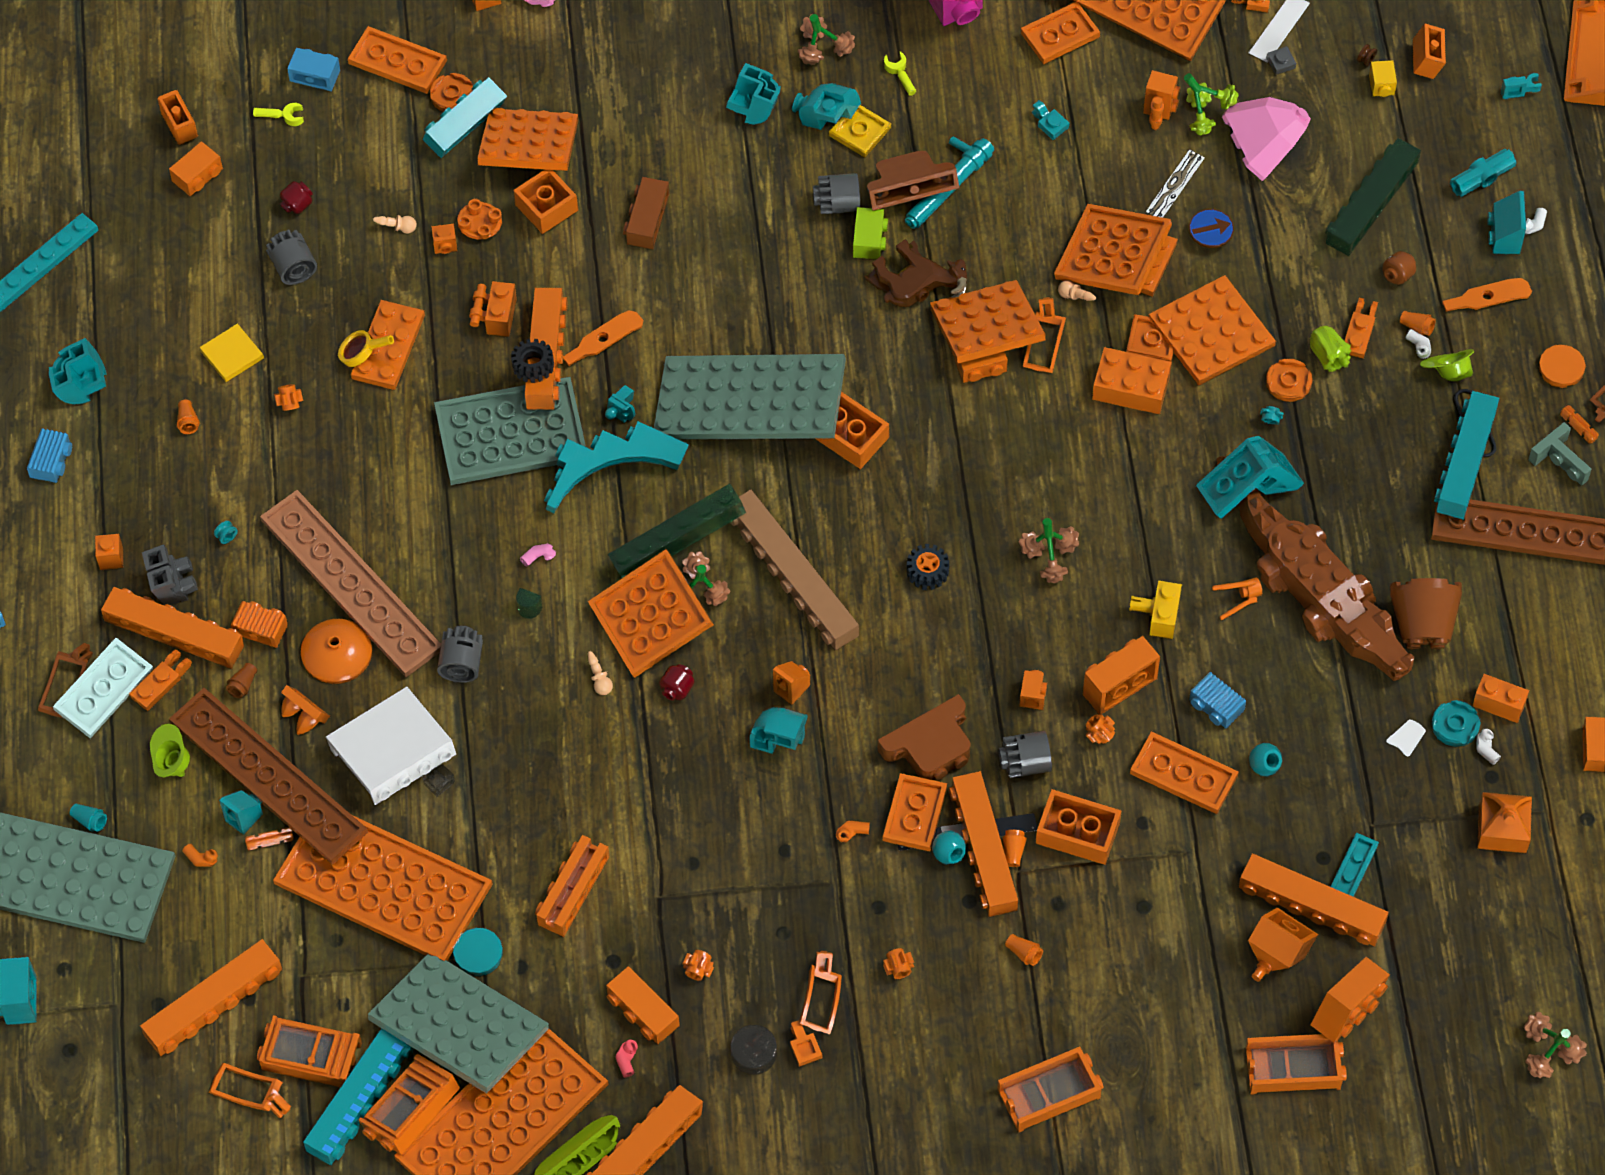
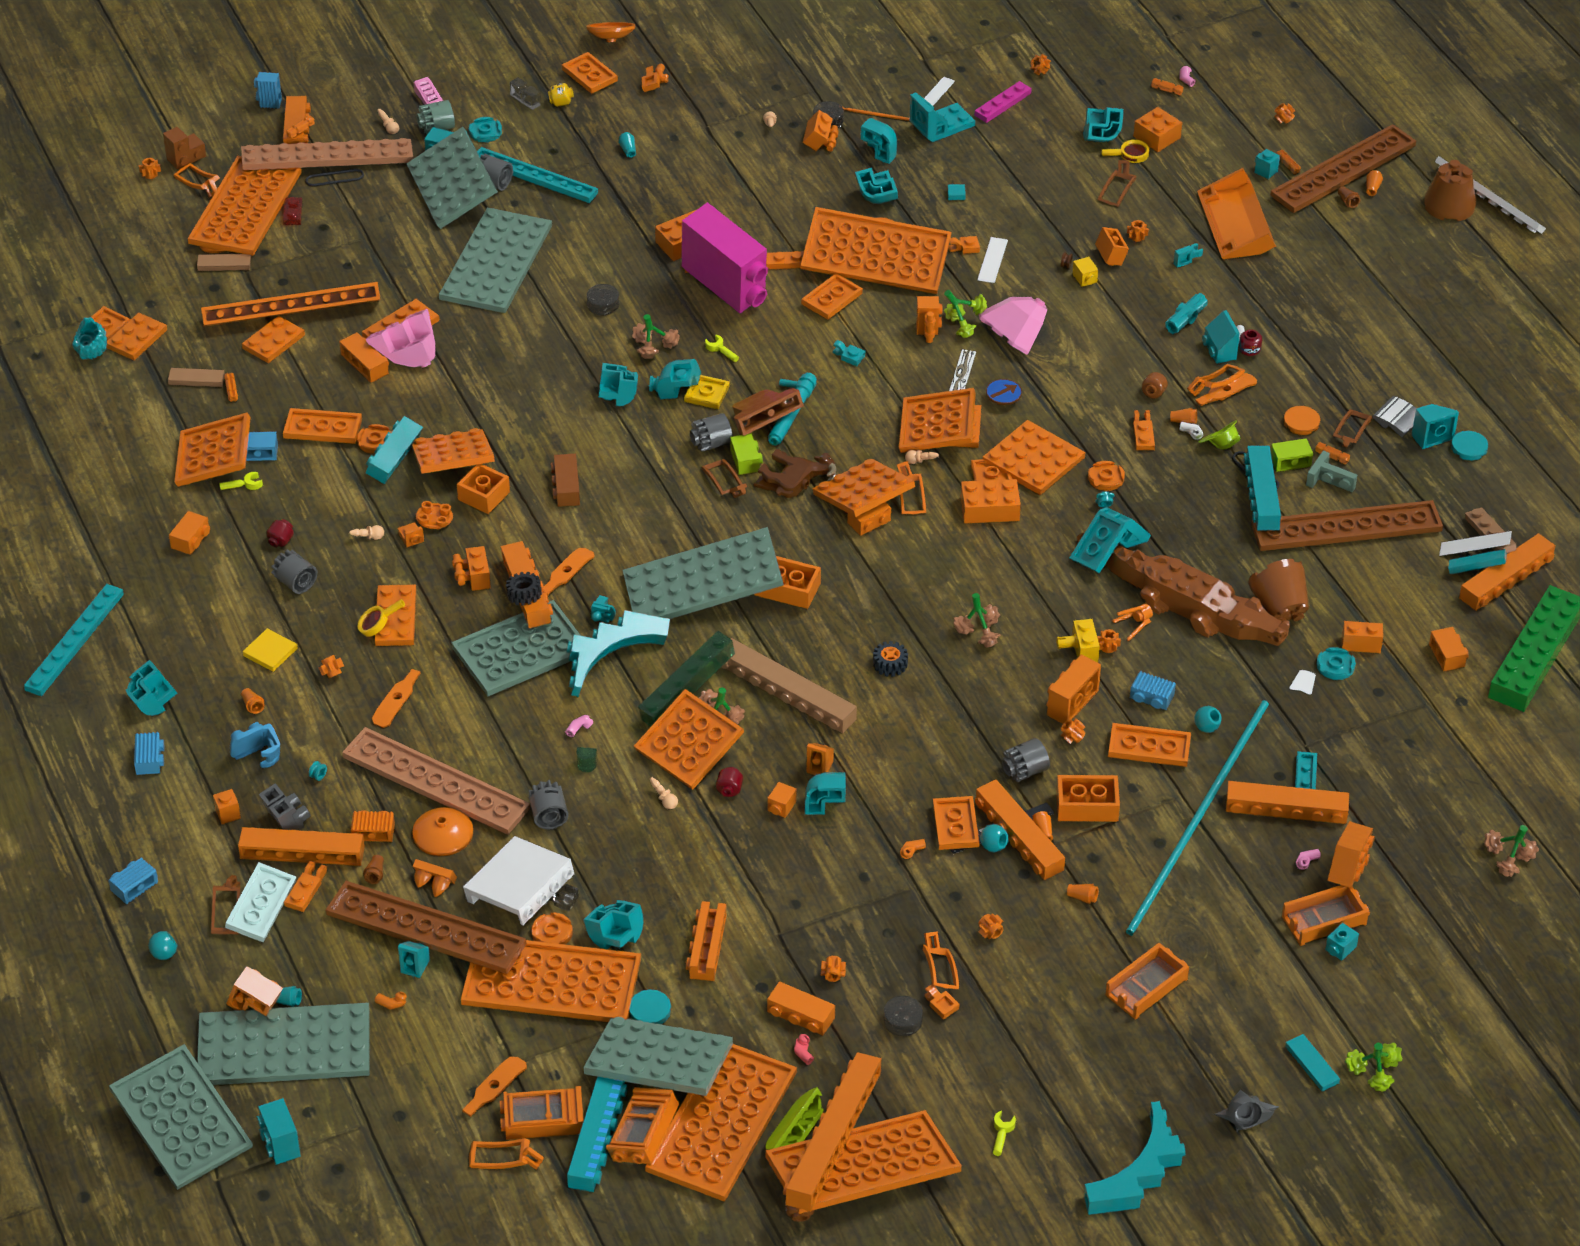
camera: 20 degrees left, 15 degrees down
(51, 807) = (254, 991): none -> brick
(167, 473) = (255, 739): none -> dark azure piece
(168, 752) = (336, 930): lime piece -> none
(177, 117) = (160, 500): orange brick -> none
(211, 998) = (444, 1096): orange brick -> none
(258, 63) = (212, 449): none -> orange plate
(269, 838) = (443, 973): orange axle -> none
(284, 990) = (502, 1077): none -> orange piece
(338, 467) = (390, 706): none -> orange piece
(408, 817) = (552, 929): none -> orange tile
(475, 835) = (615, 924): none -> teal brick
(727, 723) = (782, 799): none -> orange brick
(841, 282) = (734, 491): none -> dark orange sword
(931, 741) = (946, 772): dark orange brick -> none
(1033, 690) = (1009, 719): orange brick -> none
(1193, 616) = (1109, 641): none -> orange gear
(1202, 885) = (1196, 819): none -> teal piece
(1279, 942) = (1277, 835): orange piece -> none
(1281, 60) = (1004, 278): dark grey plate -> none
(1297, 1107) = (1342, 941): none -> teal brick
(1304, 979) = (1305, 857): none -> bright pink arm
(1330, 348) = (1128, 446): lime piece -> none
(1372, 197) = (1113, 346): clear green brick -> none
(1459, 275) = (1204, 380): none -> orange sword
(1472, 34) = (1137, 230): none -> orange gear
(1484, 746) = (1364, 672): white arm -> none
(1504, 822) = (1404, 715): orange piece -> none
(1525, 414) = (1291, 455): none -> lime brick
(1542, 239) = (1250, 342): none -> dark red head

